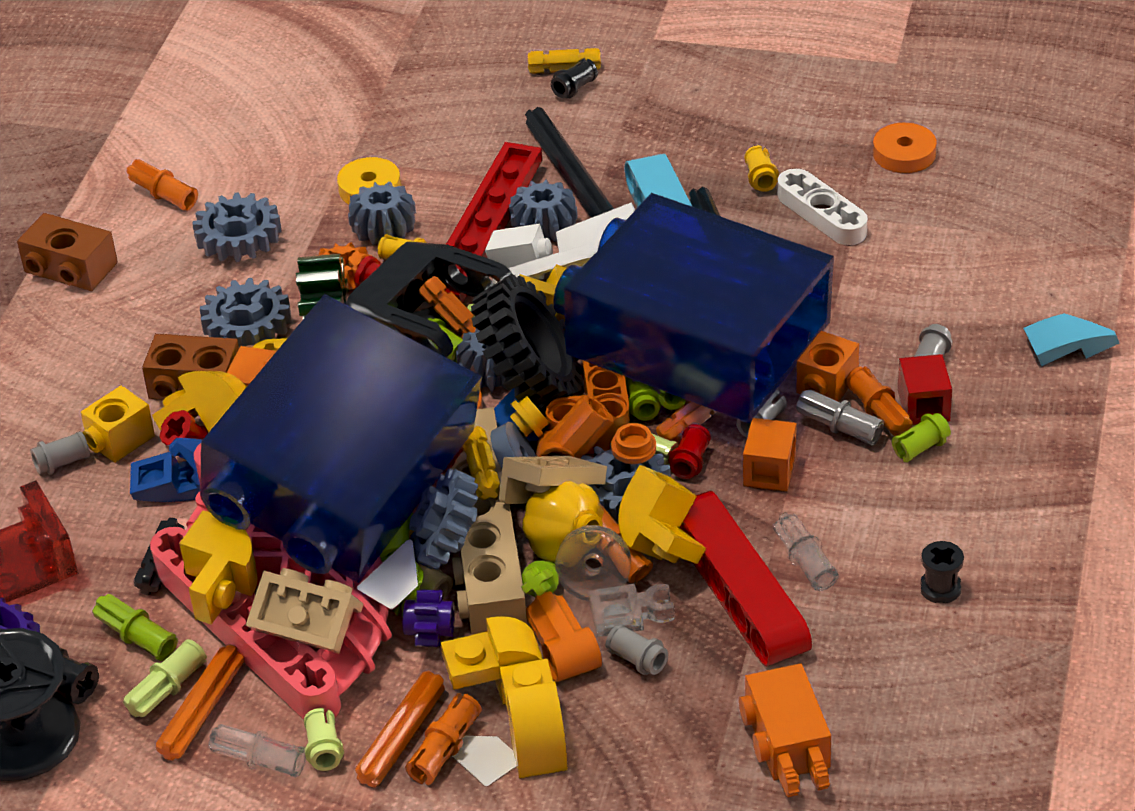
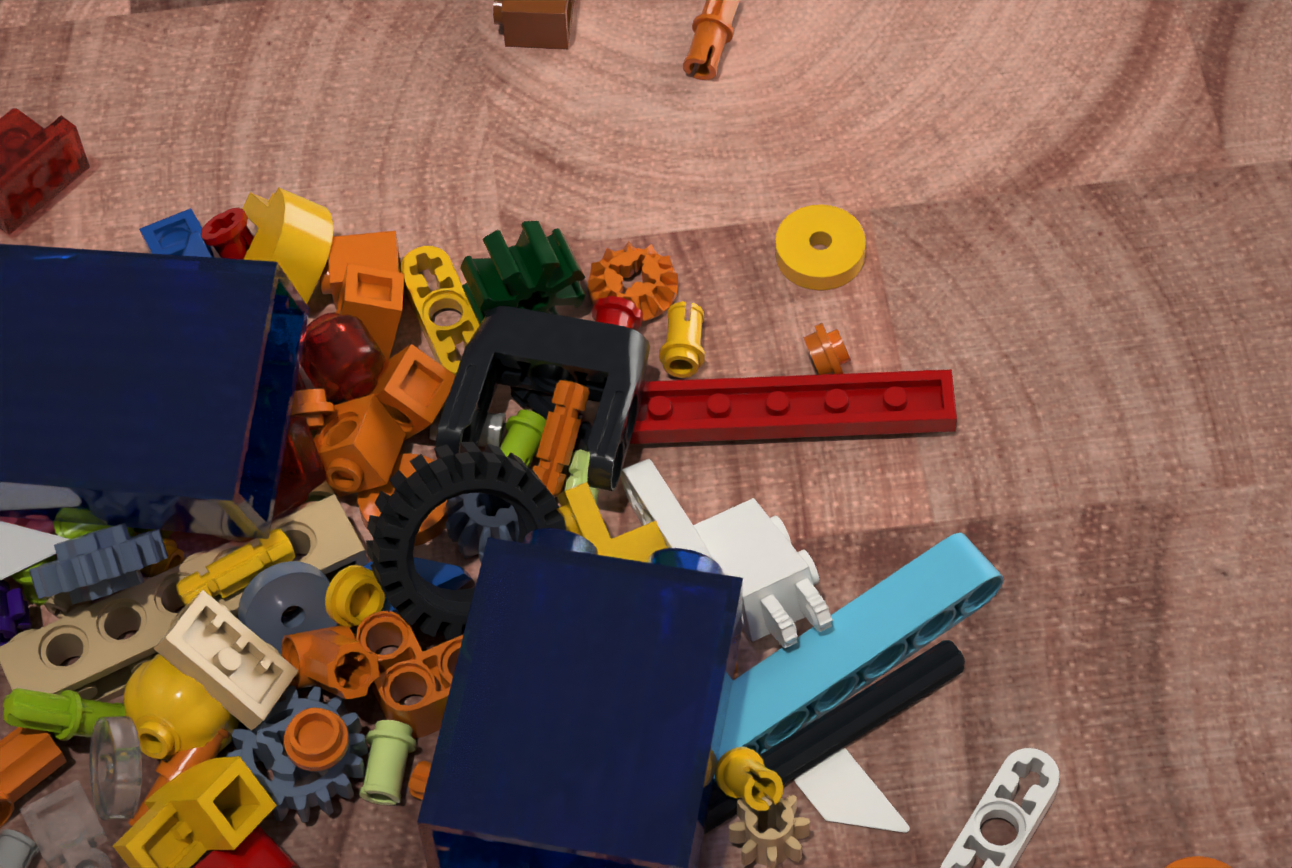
camera: 70 degrees right, 15 degrees up
(59, 452) = (183, 127): light grey pin -> none
(117, 424) = (246, 162): yellow brick -> none
(179, 354) = (365, 190): dark orange brick -> none
(237, 227) = (657, 138): sand blue gear -> none
(246, 312) = (482, 204): sand blue gear -> none
(381, 212) = (743, 284): sand blue gear -> none
(456, 191) = (827, 350): none -> orange plate
(518, 245) = (703, 469): white brick -> none
(544, 205) = (822, 470): sand blue gear -> none
(561, 59) = (1195, 378): yellow axle -> none
(567, 82) = (1152, 404): black pin -> none
(567, 162) = (934, 484): black axle -> none
(687, 459) = (384, 819): red pin -> none
(762, 173) = (1043, 720): yellow pin -> none

